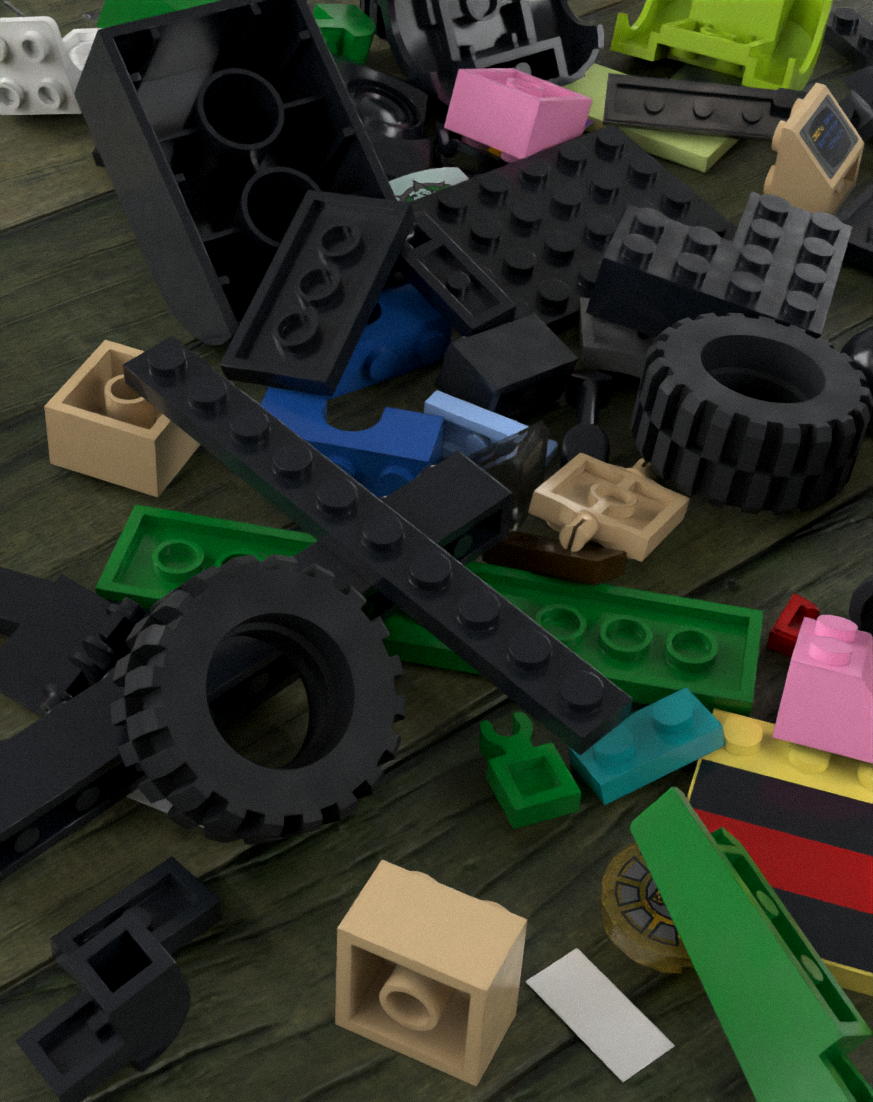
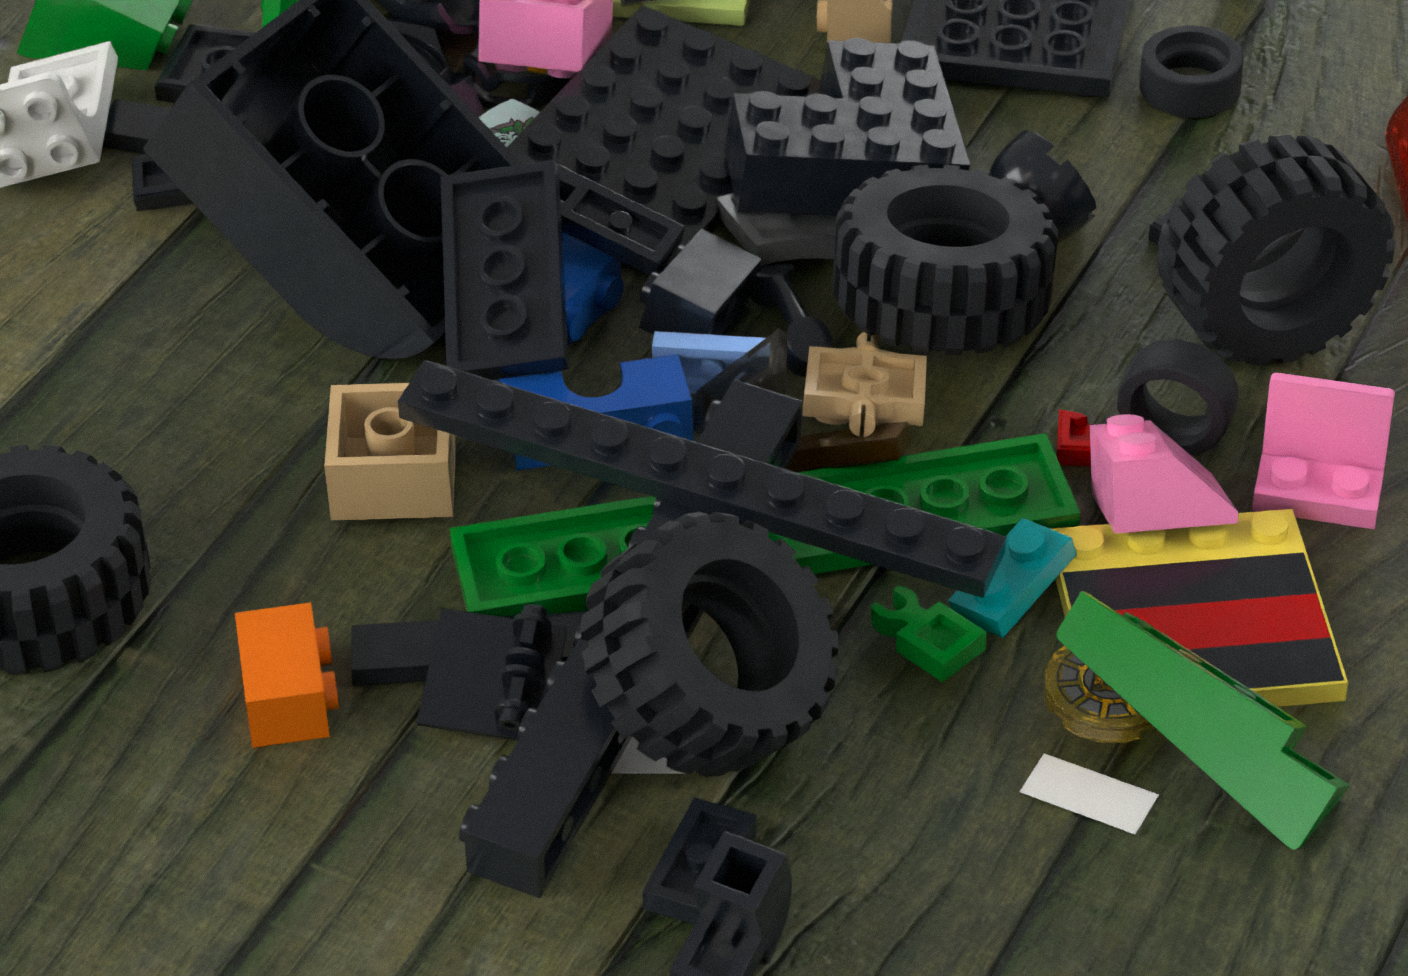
camera: 20 degrees left, 0 degrees up
(429, 971) = (962, 801): tan brick -> none

